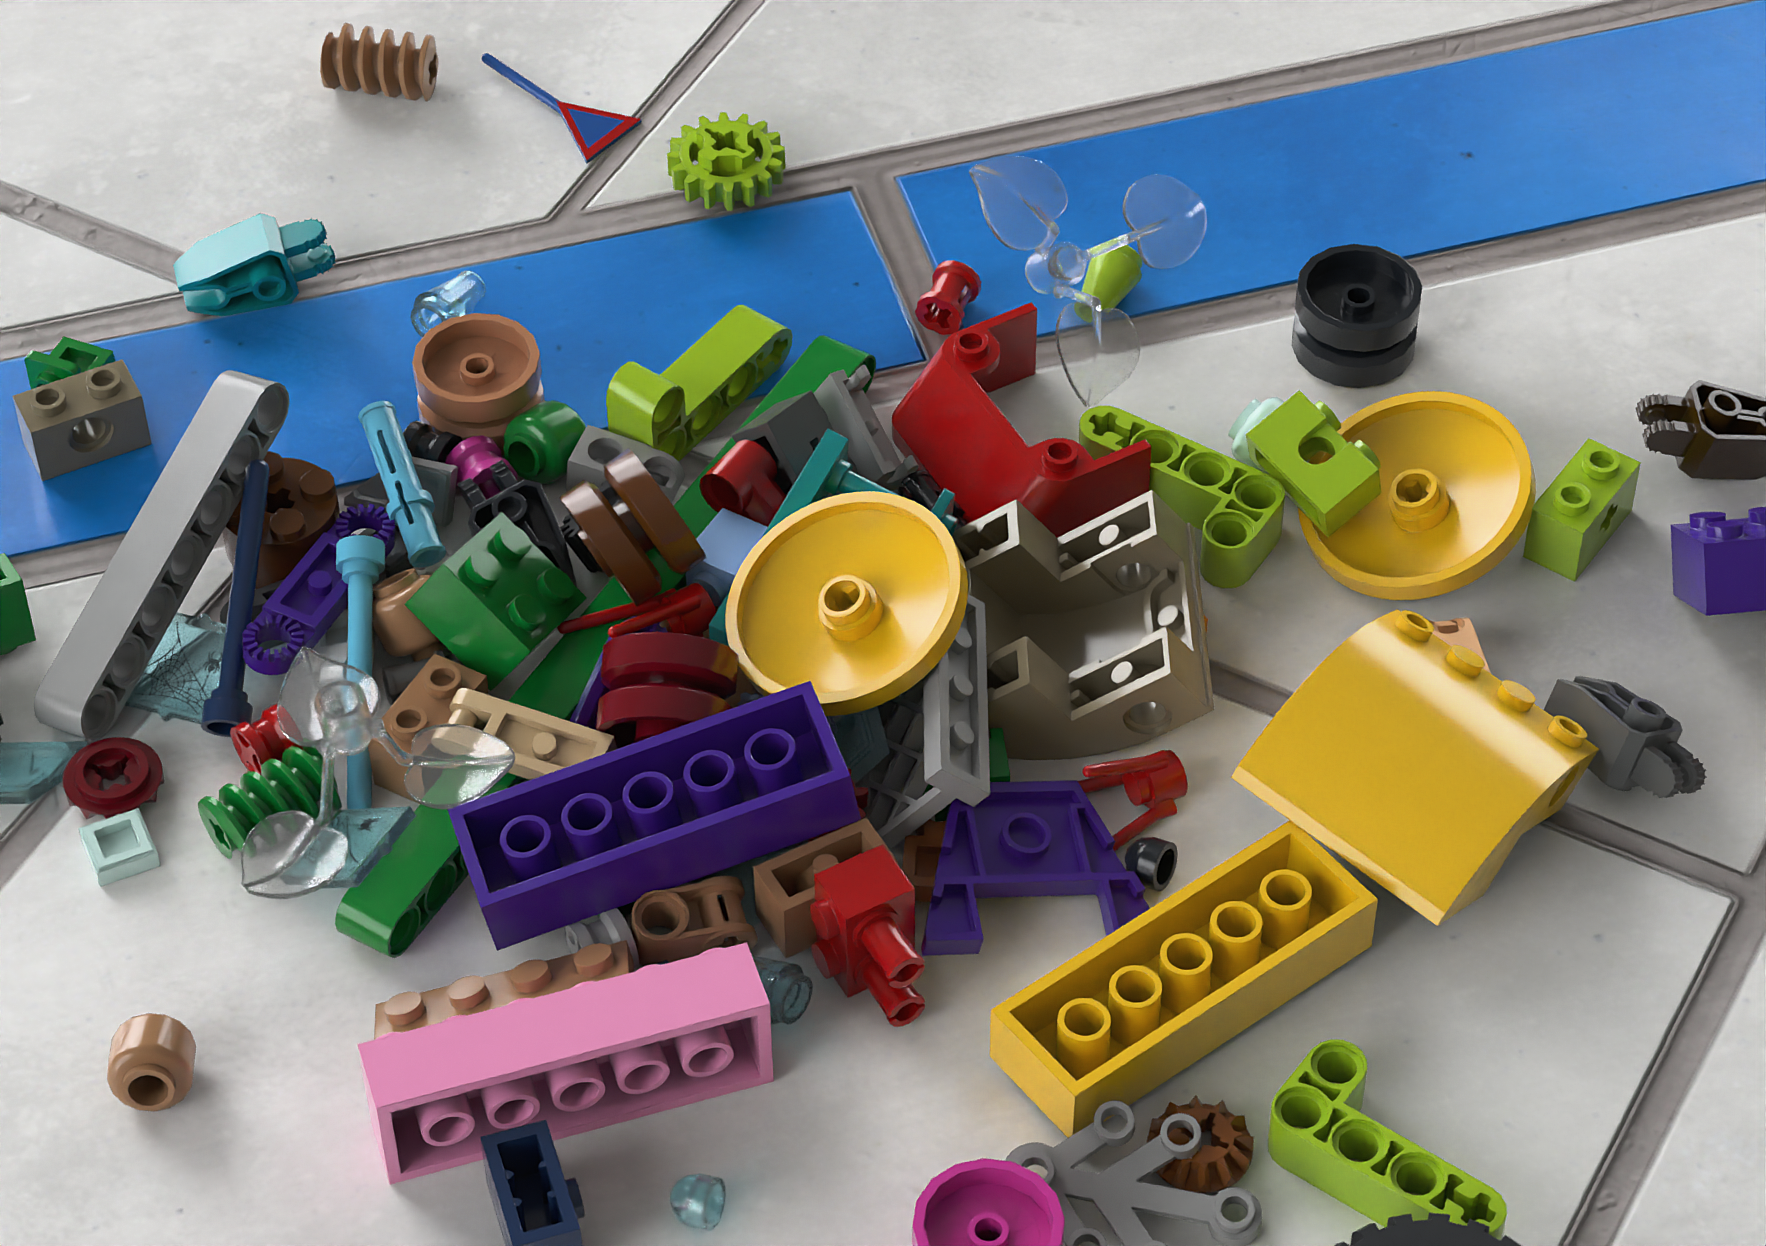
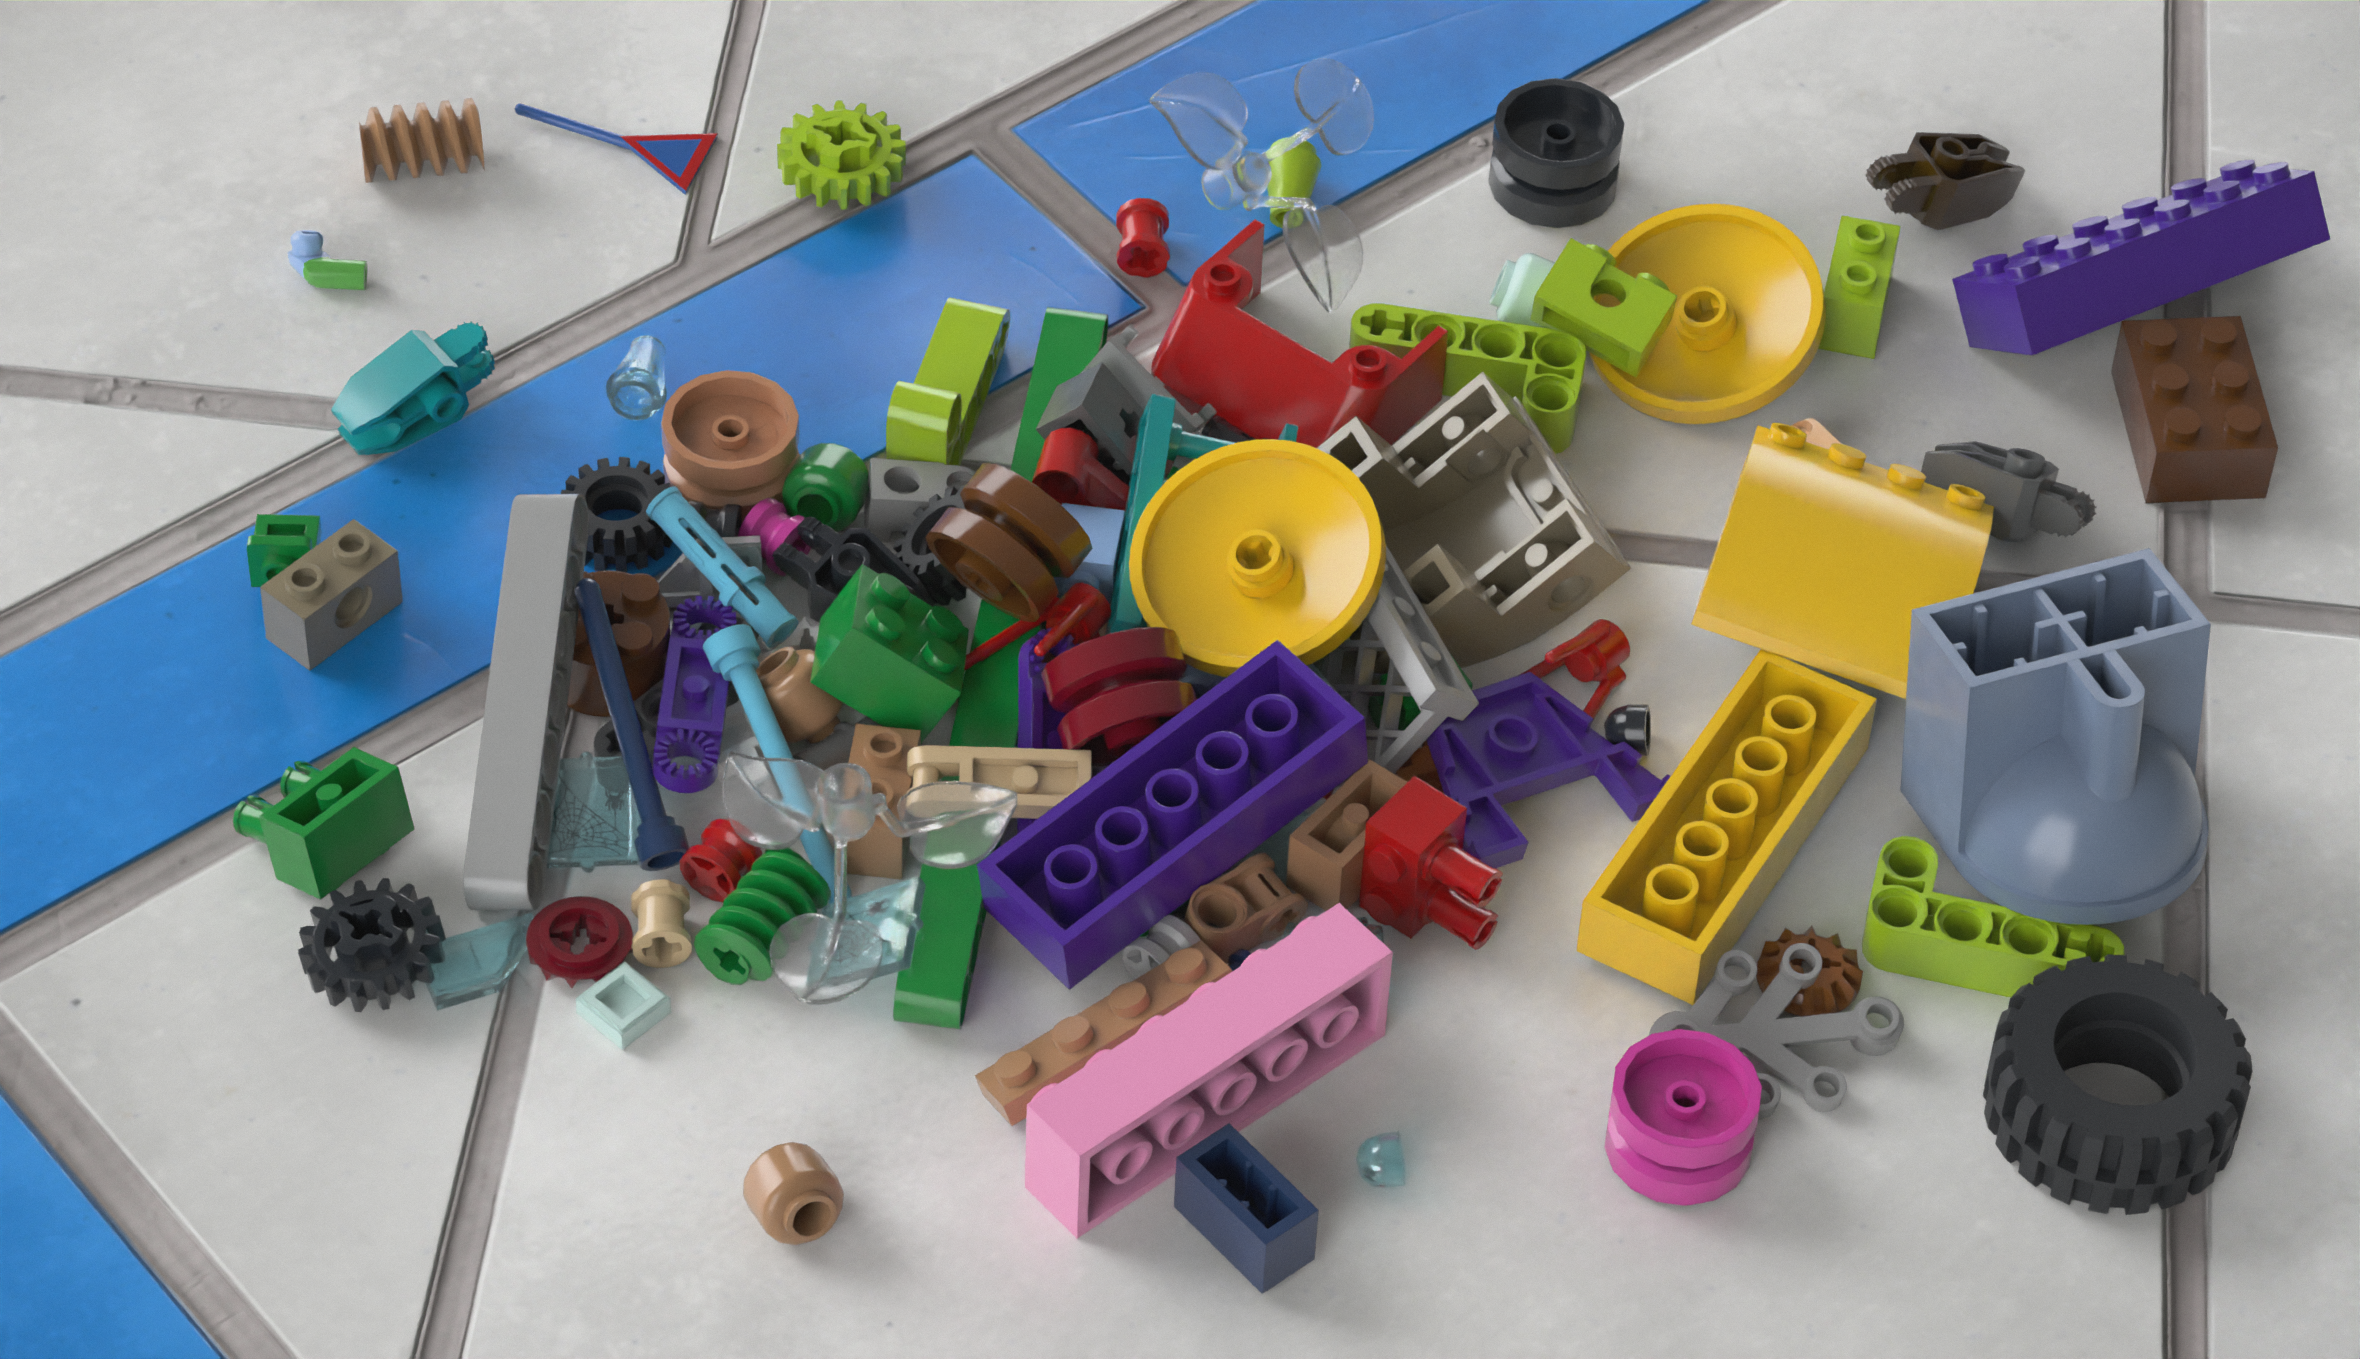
camera: 25 degrees left, 0 degrees up
(186, 783) = (660, 916): none -> tan bush
(245, 145) = (320, 268): none -> bright green arm
(345, 398) = (620, 489): none -> black tyre
(1525, 994) = (2063, 739): none -> sand blue piece

